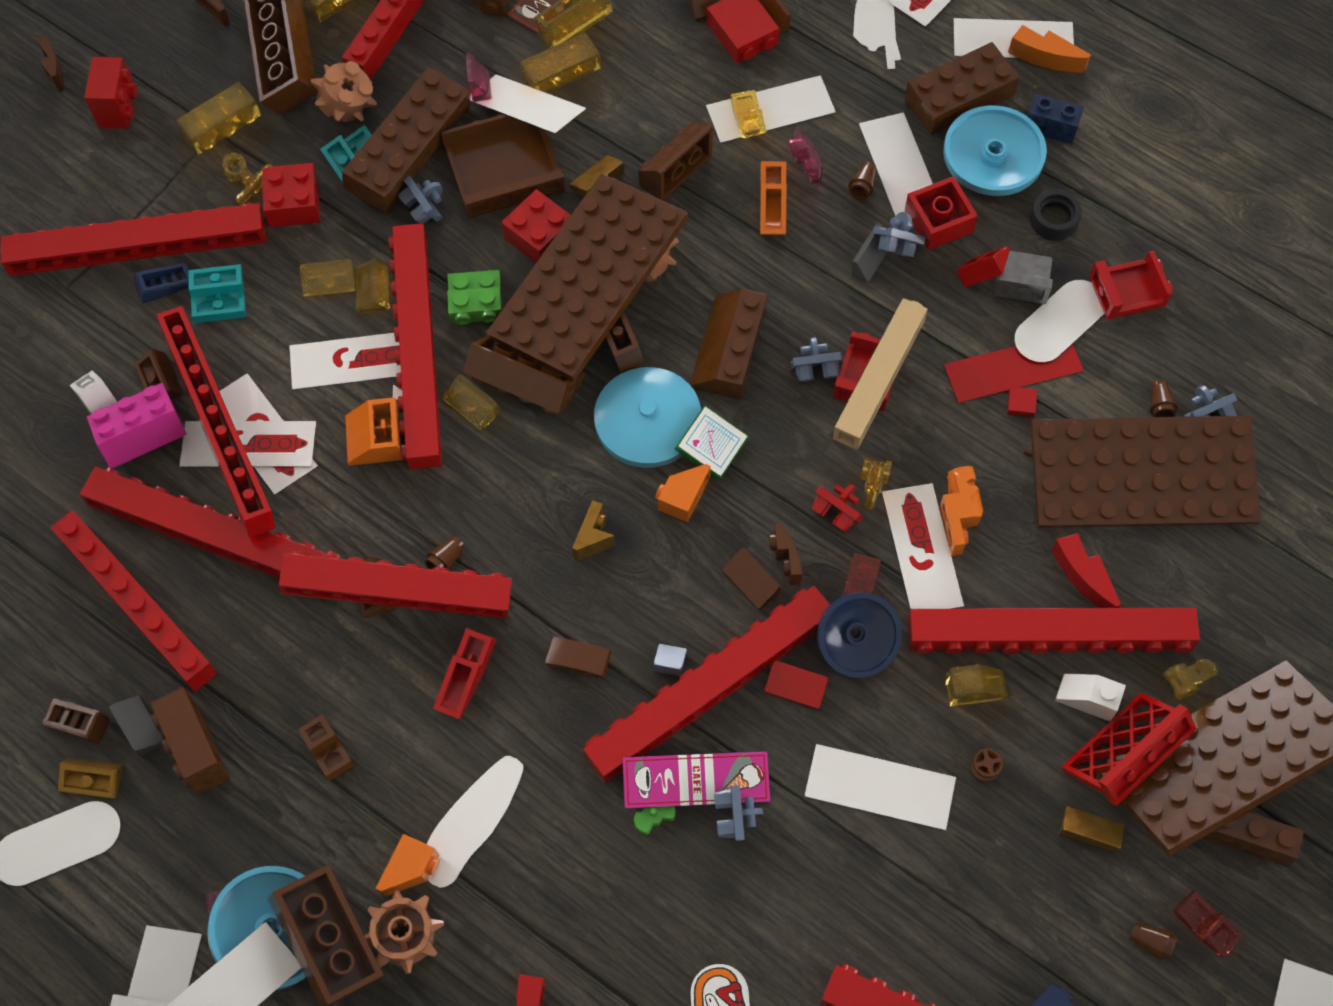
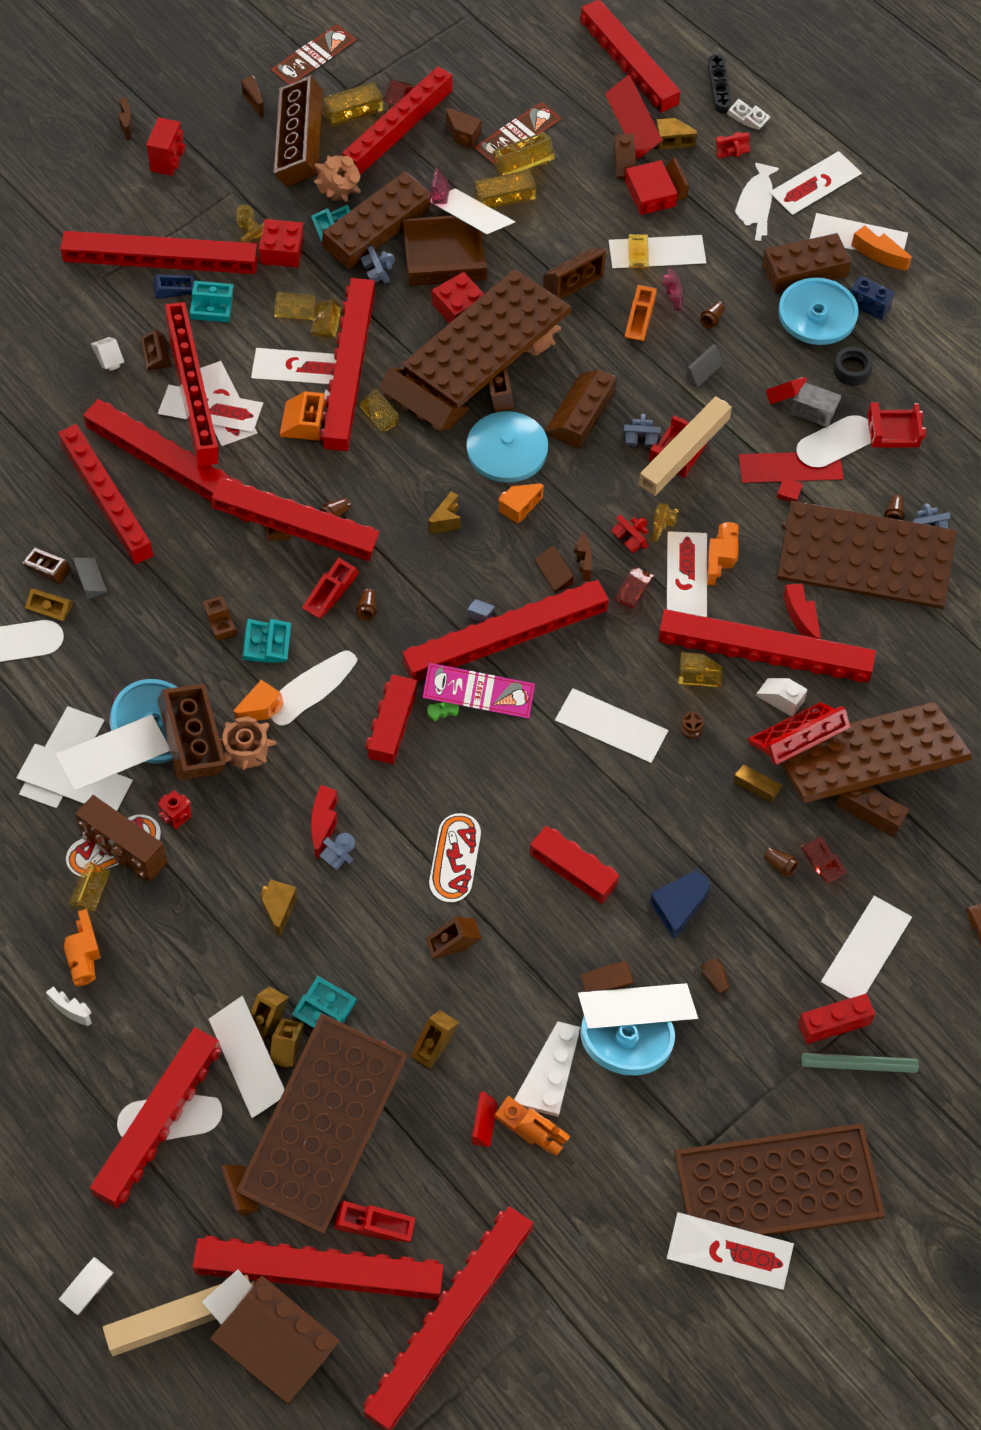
camera: 10 degrees right, 5 degrees down
(136, 425) = (133, 377): dark pink brick -> none
(188, 741) = (124, 591): reddish brown brick -> none
(218, 117) = (240, 179): clear yellow brick -> none
(396, 767) = (266, 641): none -> teal slope
(474, 297) = (399, 339): bright green plate -> none
(519, 687) = (367, 605): none -> reddish brown cone
(578, 656) = (415, 594): reddish brown slope -> none
(591, 848) = (392, 719): none -> red brick
(608, 165) = (523, 267): pearl gold slope -> none
(711, 442) = (549, 470): white tile -> none
(732, 799) = (500, 707): sand blue hips -> none
(796, 685) = (568, 645): red slope -> none
(876, 640) = (637, 618): dark blue dish -> none
(896, 158) = (745, 311): white sticker -> none
(907, 241) = (720, 355): sand blue hips -> none
(941, 212) = (764, 347): red brick -> none
(1185, 678) = (855, 696): clear yellow piece -> none

